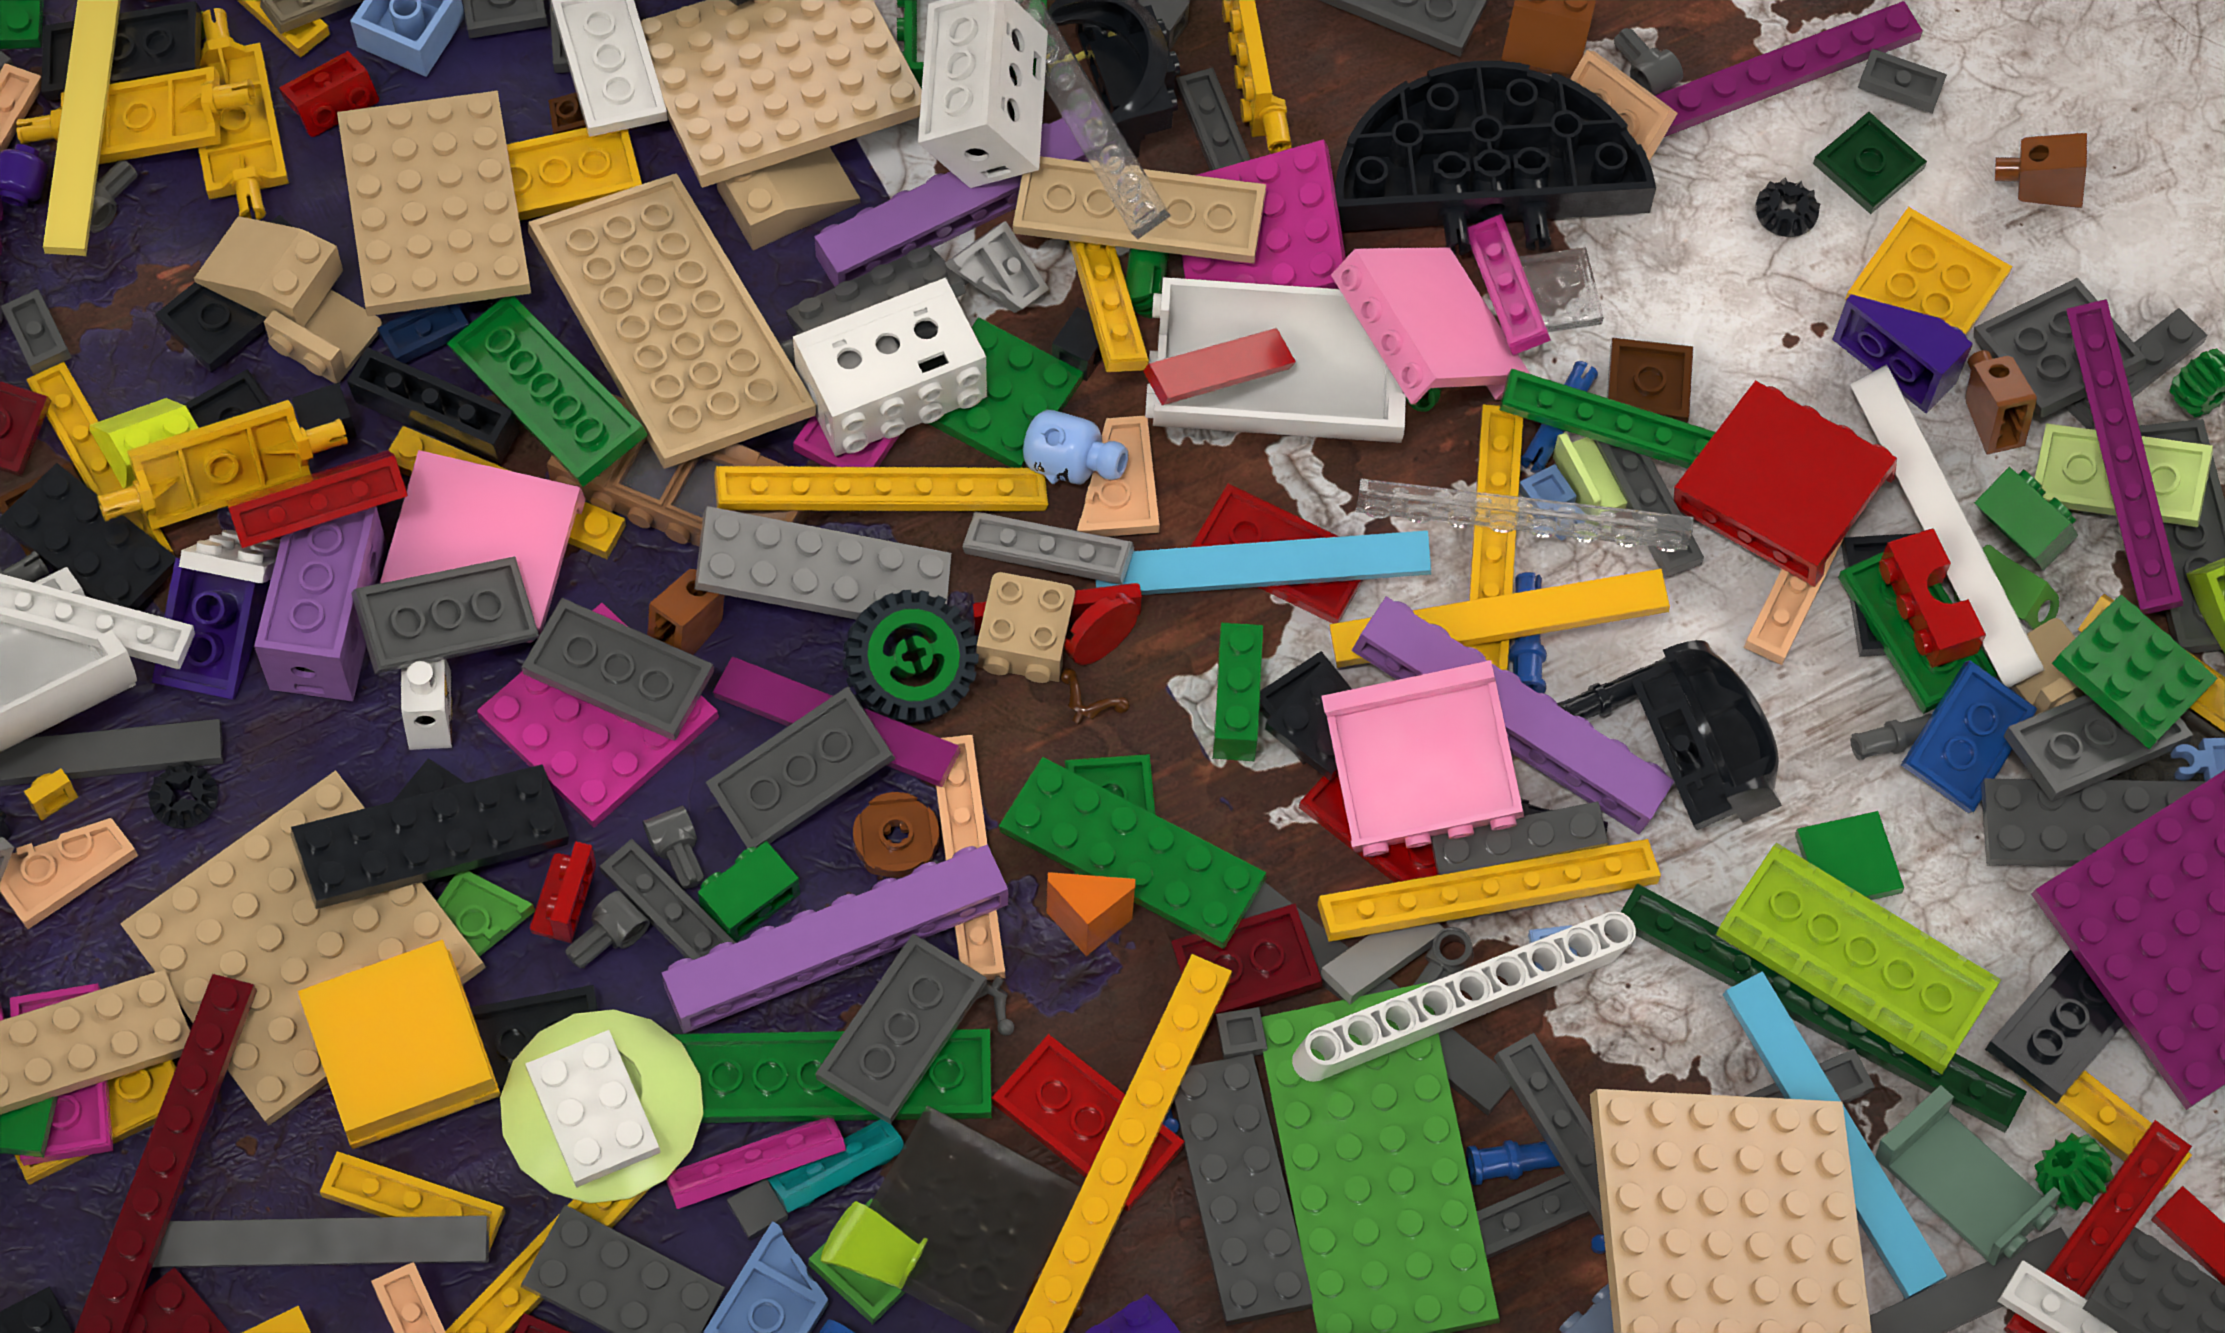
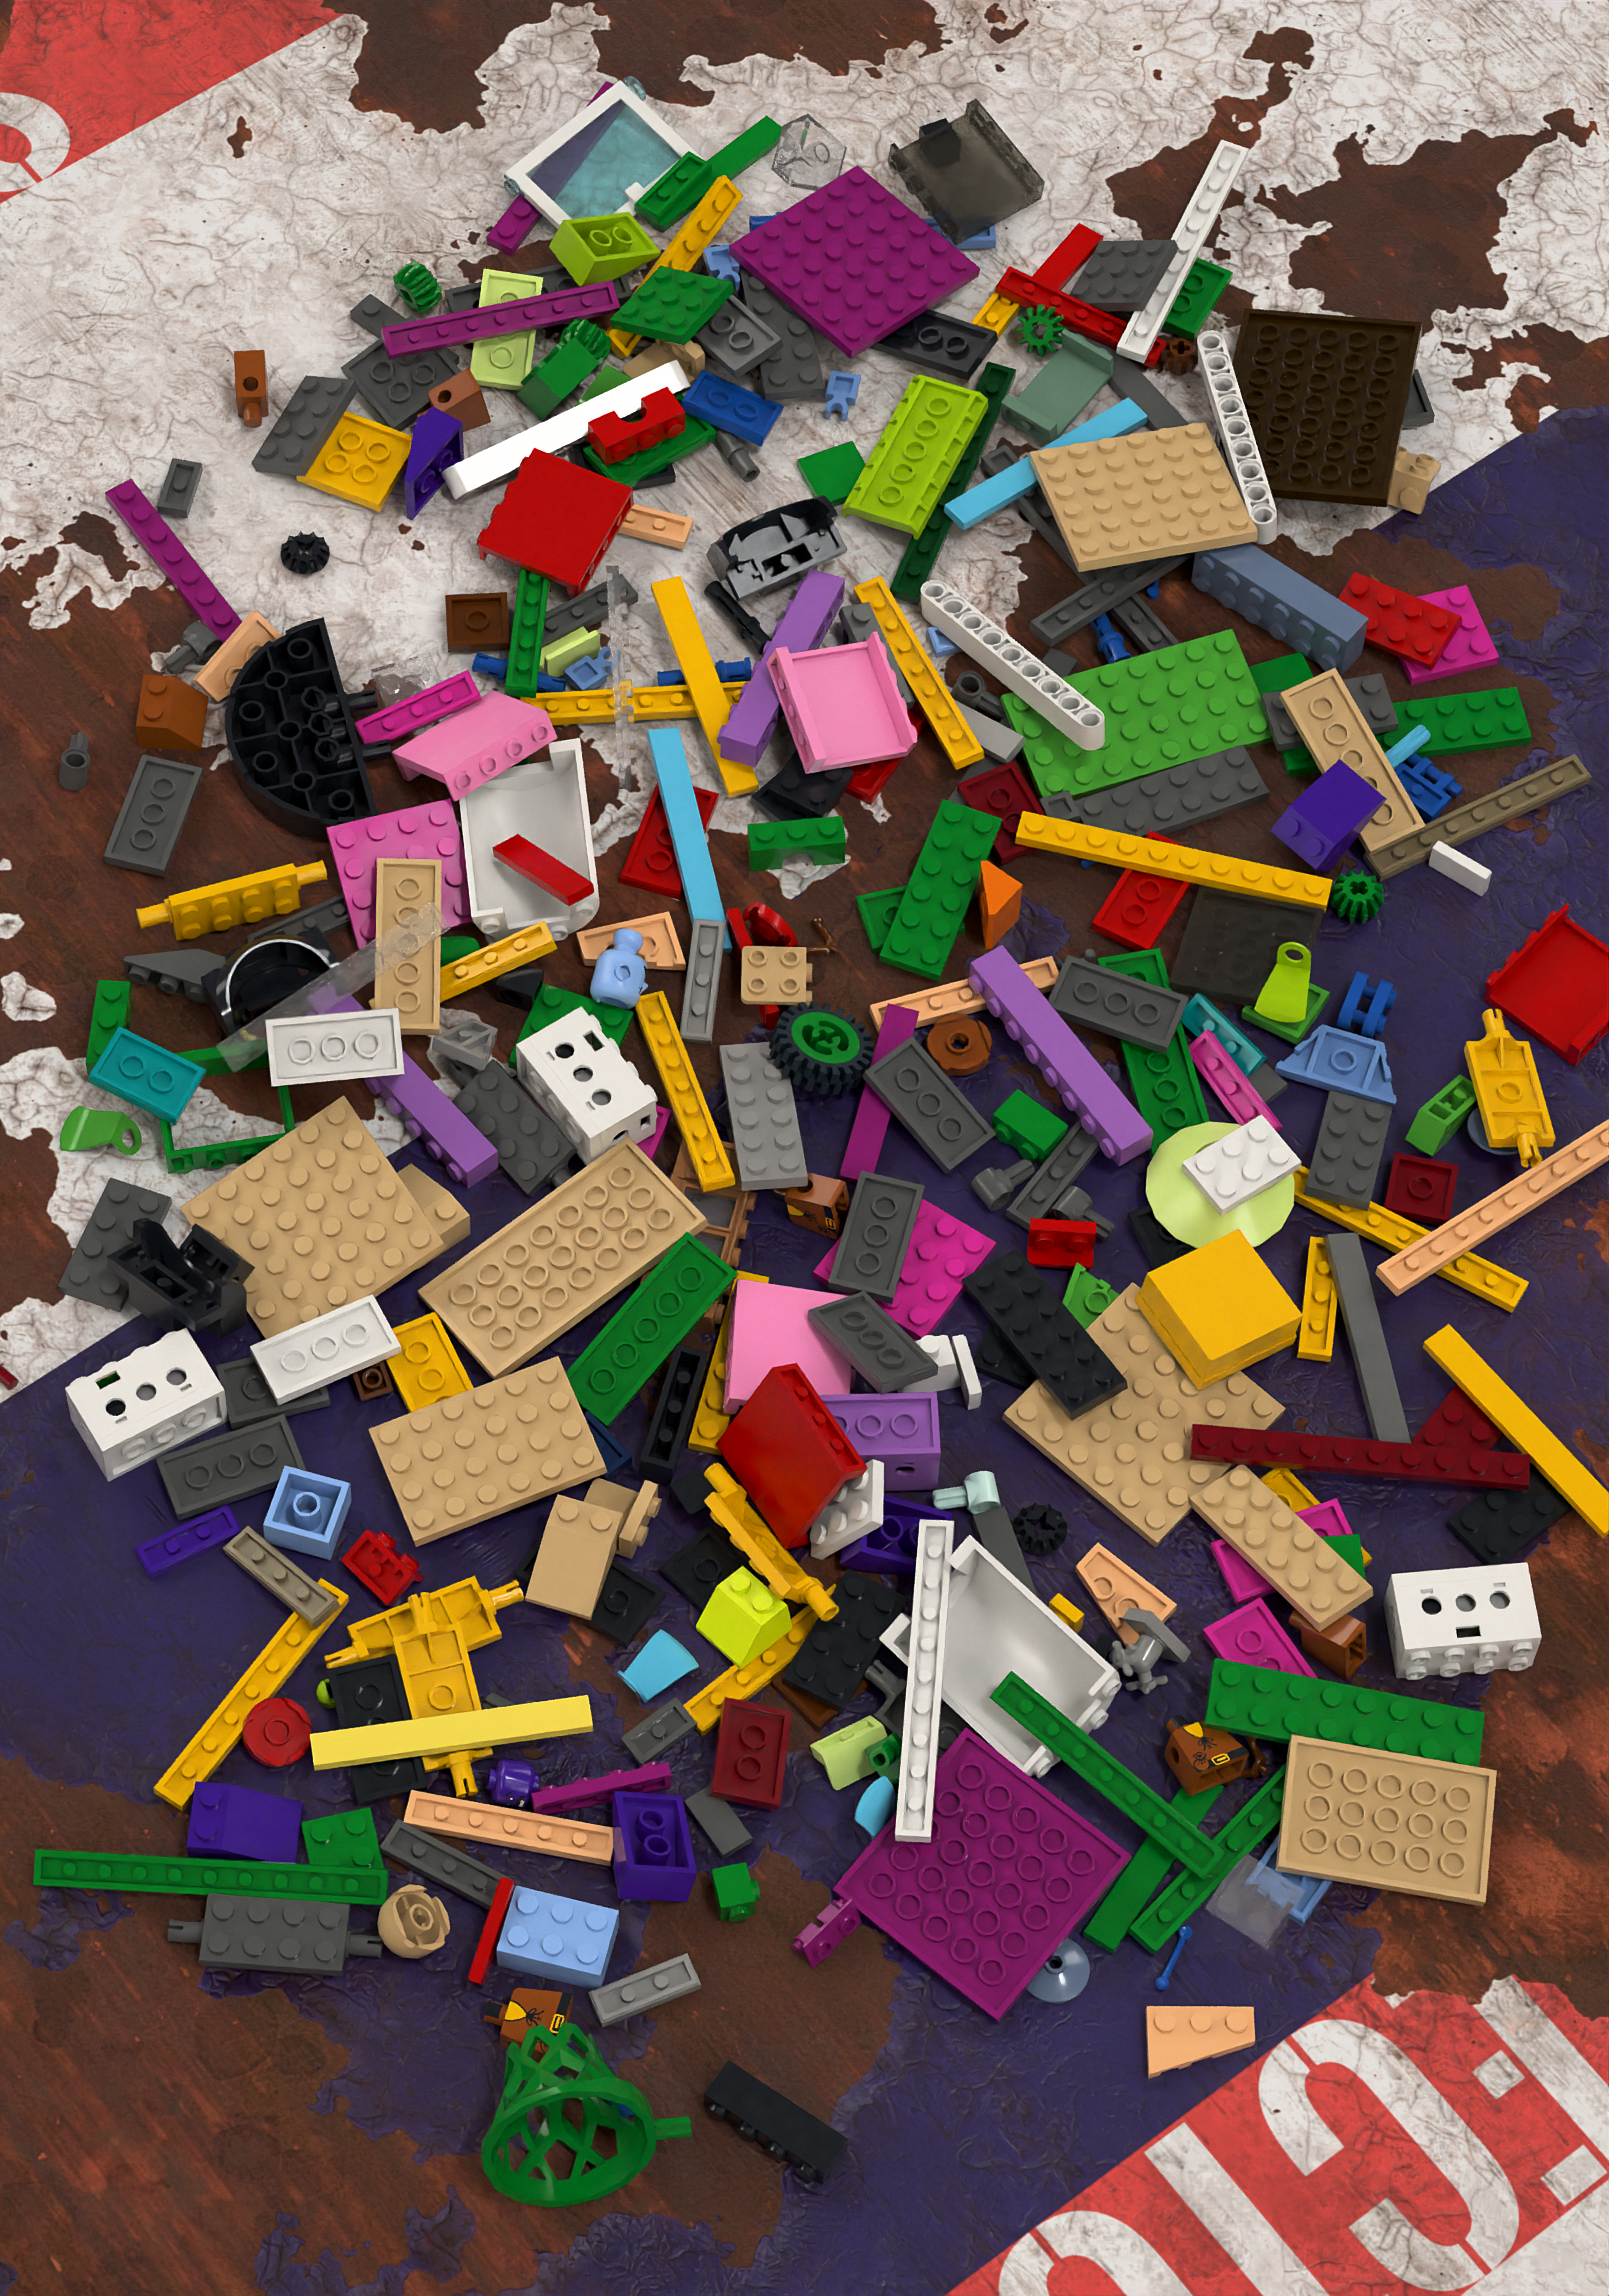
camera: 100 degrees left, 5 degrees down
(122, 346) = (658, 1666): none -> medium azure piece
(245, 726) = (977, 1494): none -> light aqua axle
(414, 747) = (969, 1380): none -> white tile
(1869, 162) = (253, 506): dark green tile -> none
(1987, 227) = (305, 425): none -> dark grey plate
(1993, 889) = (841, 392): none -> medium blue plate
(2092, 569) = (590, 337): none -> green gear

